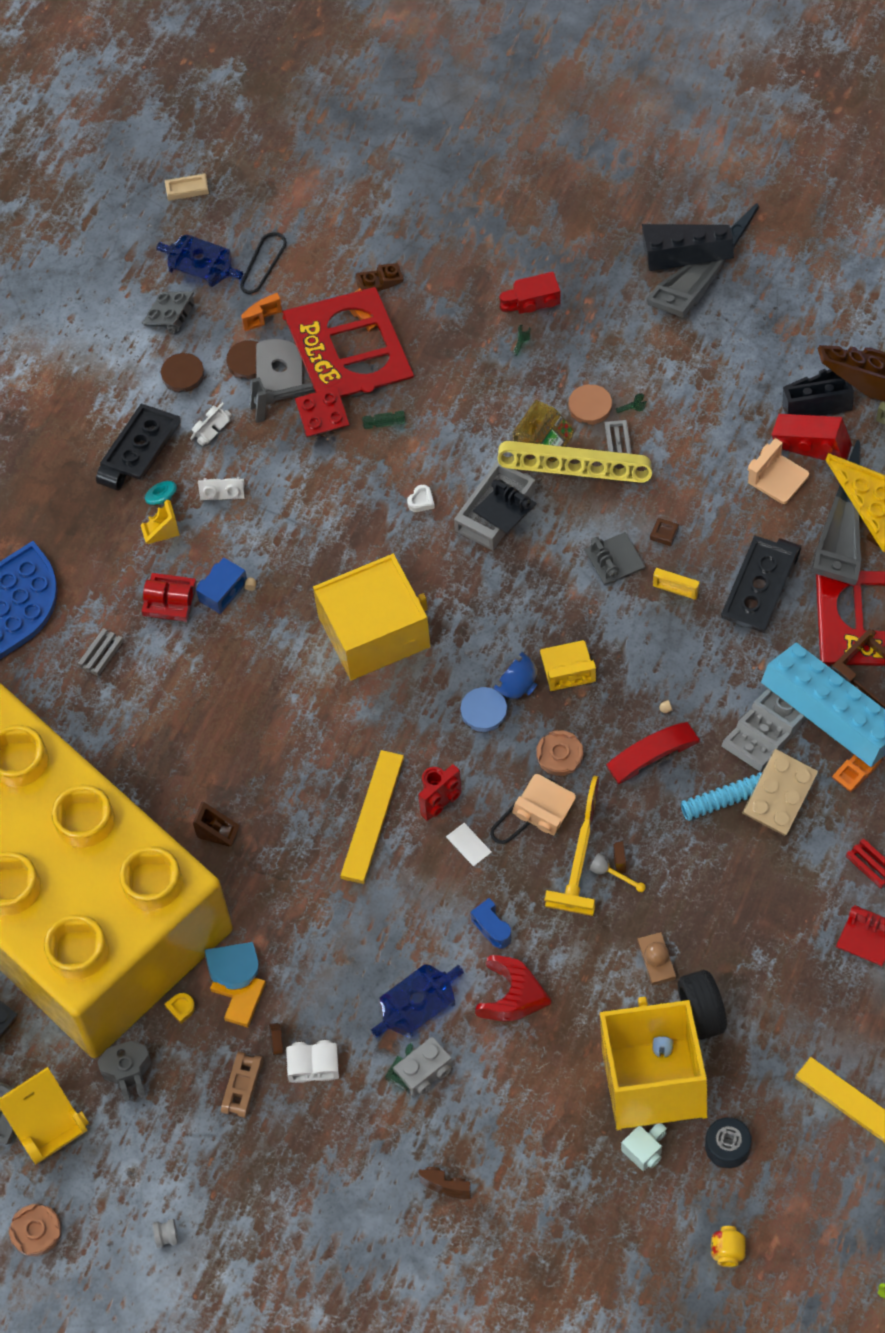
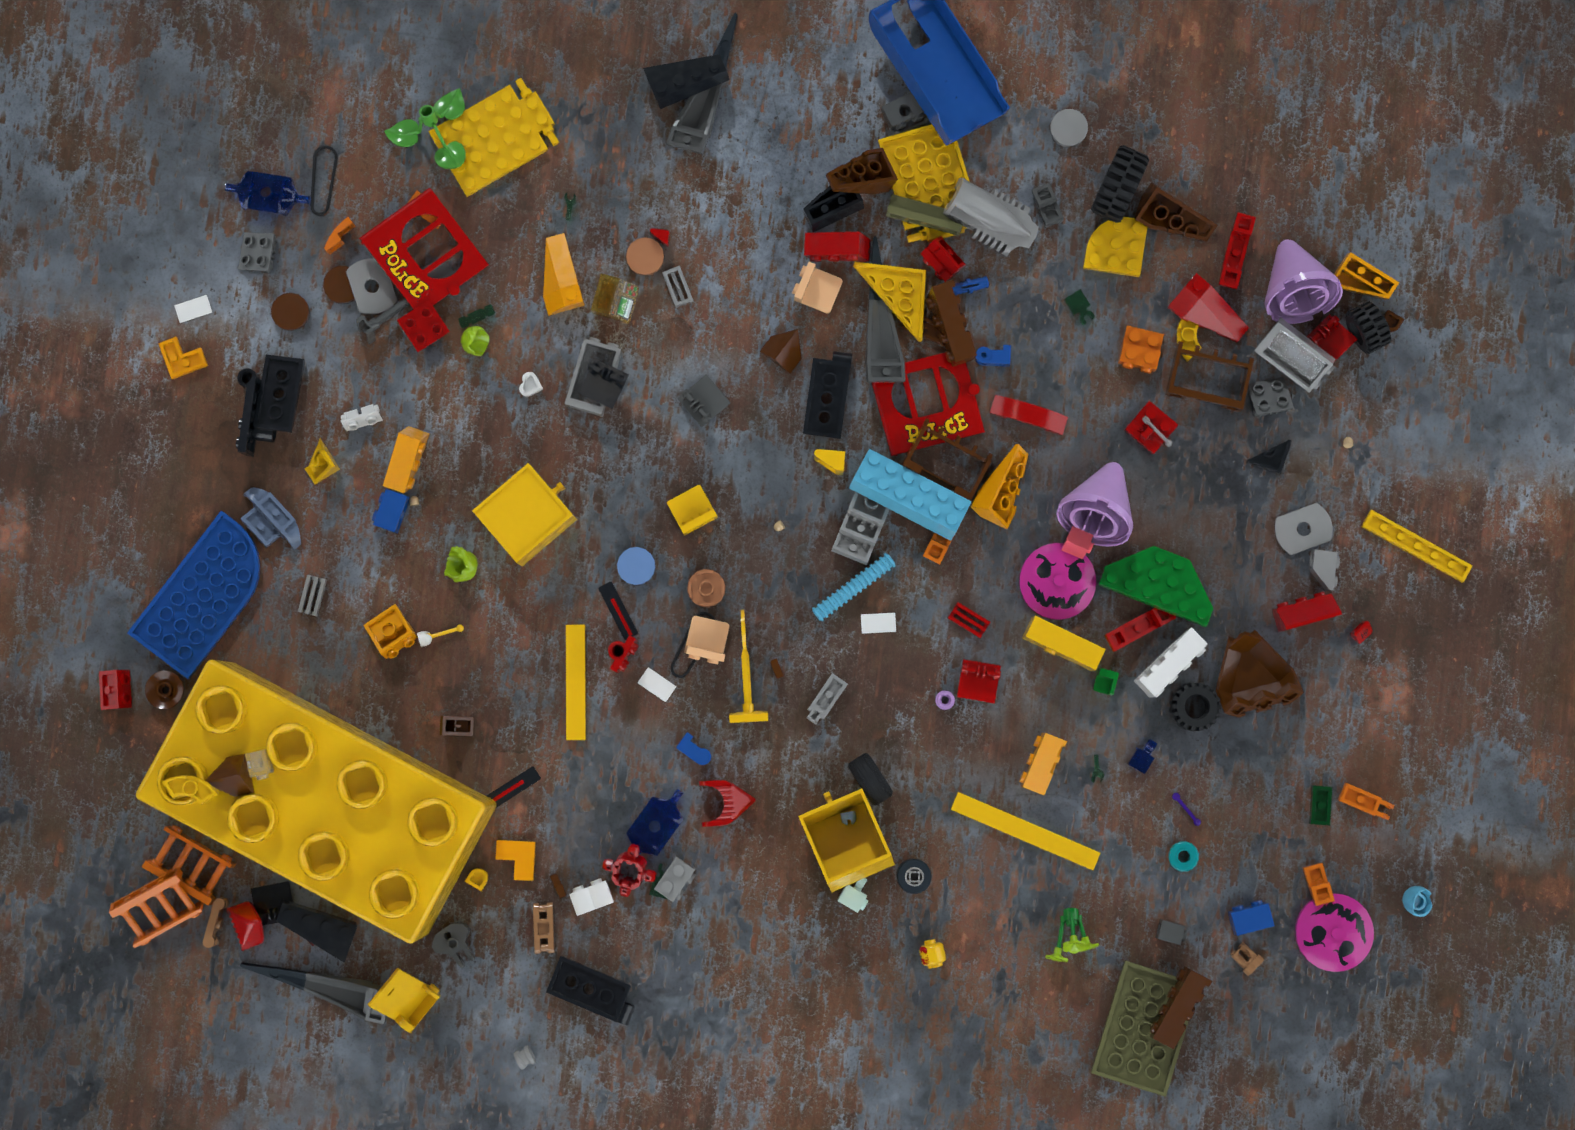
camera: 20 degrees left, 25 degrees up
(35, 1230) = (427, 1079): nougat tile -> none
(45, 394) = (179, 362): none -> light orange tile
(80, 349) = (193, 308): none -> white sticker
(83, 564) = (270, 519): none -> sand blue plate
(85, 473) = (246, 443): none -> black hinge
(160, 492) = (308, 432): teal piece -> none
(168, 597) = (351, 532): red plate -> none
(175, 708) = (390, 632): none -> light orange plate
(186, 187) = (229, 117): tan tile -> none
(213, 725) = (425, 637): none -> hinge
(216, 418) = (333, 351): white hinge -> none
(232, 965) = (507, 837): dark azure tile -> none
(256, 535) = (405, 459): none -> light orange wedge
(262, 915) = (515, 786): none -> black sticker
(281, 657) = (461, 564): none -> lime hair
(289, 1187) = (608, 994): none -> black hinge
(374, 438) = (474, 340): none -> lime hair
(383, 278) = (427, 175): reddish brown slope -> none
(384, 1048) = (630, 857): none -> red piece
(397, 219) = (449, 106): none -> bright green plant
(436, 1180) = (710, 963): reddish brown slope -> none
(446, 746) = (618, 610): none -> black sticker
(460, 261) = (498, 136): none -> yellow plate
(489, 406) = (560, 280): none -> light orange wedge
(518, 678) = (656, 534): blue cylinder -> none
(531, 294) = (567, 159): red hinge -> none
(583, 468) = (648, 322): light yellow beam -> none
(601, 865) = (764, 678): hinge -> none
(614, 385) = (661, 235): none -> red slope
(637, 404) = (680, 248): clear green hand -> none
(651, 749) = (778, 568): red slope -> none
(656, 958) = (825, 743): medium nougat tile -> none
(664, 532) = (737, 364): reddish brown tile -> none
(671, 907) = (826, 698): none -> light grey hinge
(676, 583) = (759, 414): yellow tile -> none
(723, 528) = (784, 350): none -> reddish brown slope
(754, 639) = (831, 460): none -> yellow tile
(758, 841) = (878, 623): none -> white sticker
(780, 792) = (886, 582): tan plate -> none
(823, 940) = (949, 695): none -> lavender plate

